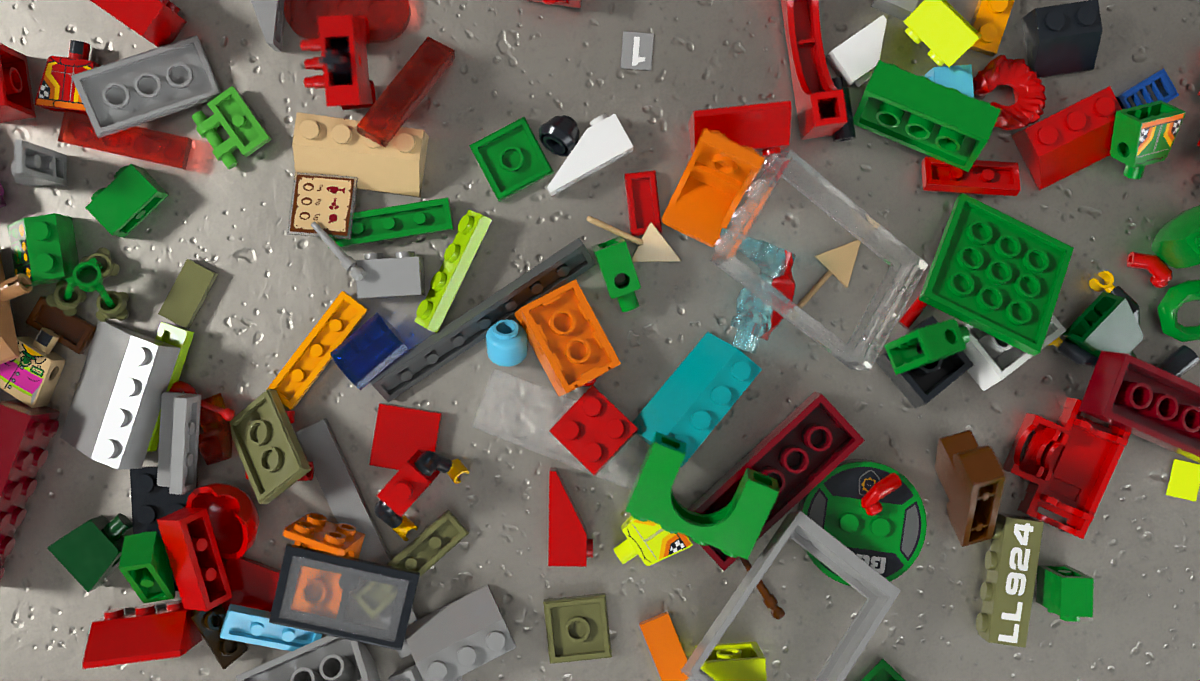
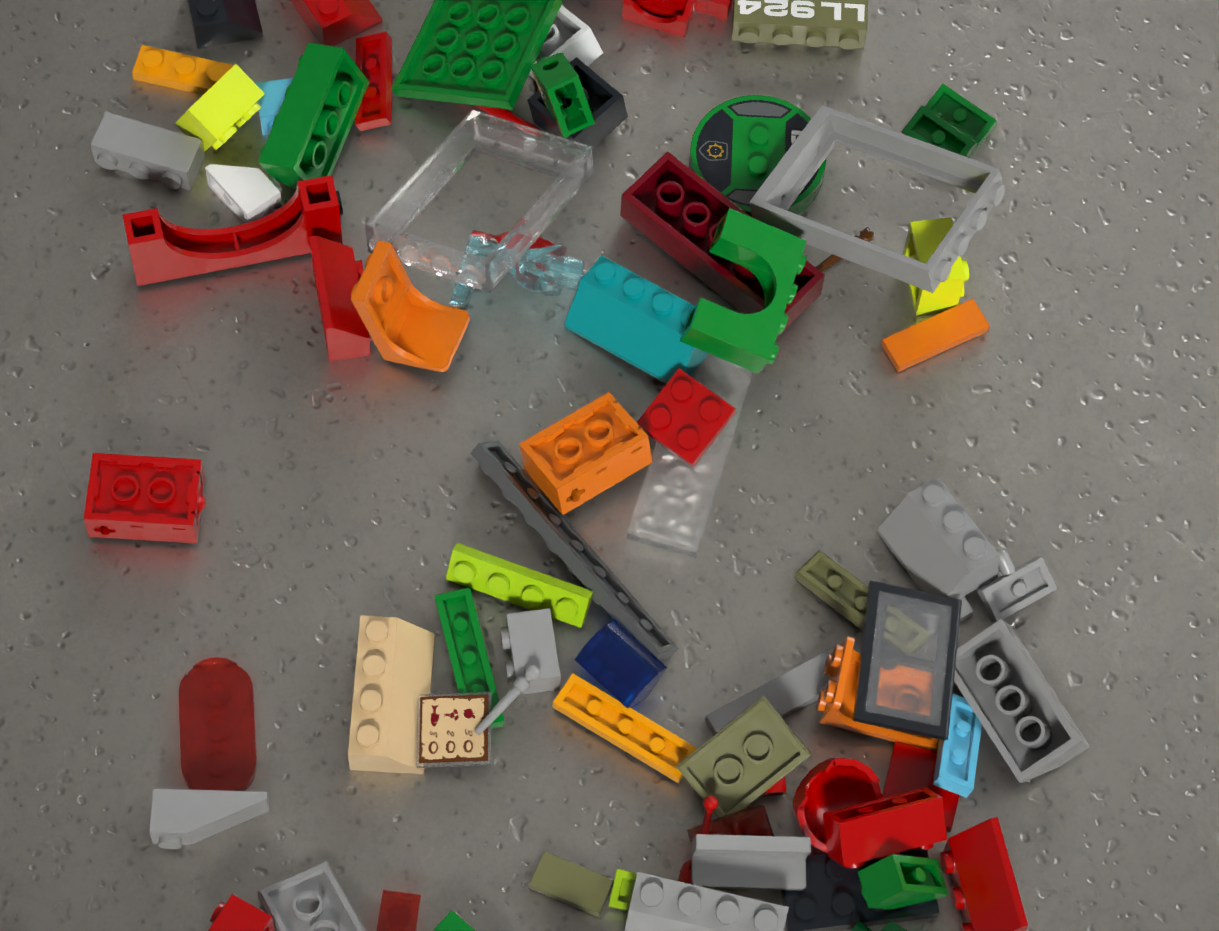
camera: 95 degrees left, 25 degrees down
(210, 626) = (983, 803): dark brown hinge -> none
(238, 121) = (358, 838): bright green plate -> none
(342, 61) = (288, 688): red piece -> none
(402, 433) = (719, 627): red tile -> none
(405, 92) = (316, 640): clear red plate -> none
(410, 484) = (774, 604): torso -> none
(506, 343) = (597, 519): medium azure head -> none
(511, 159) = (383, 538): green tile -> none
(559, 135) = (355, 482): black cone -> none
(566, 529) = (801, 447): red slope -> none
(577, 628) = (912, 432): olive tile -> none
(596, 149) = (370, 448): white slope -> none
(612, 260) = (503, 409): green torso -> none
(637, 50) = (250, 418): light grey sticker -> none
(642, 201) = (425, 398): red tile -> none
(649, 542) = (799, 361): neon yellow torso -> none
(650, 248) = (476, 386): tan piece -> none
(839, 263) = (477, 201): tan piece -> none
(879, 490) = (722, 138): red arm -> none
(973, 485) = (702, 50): reddish brown brick -> none
(1026, 89) = (277, 36): red piece -> none

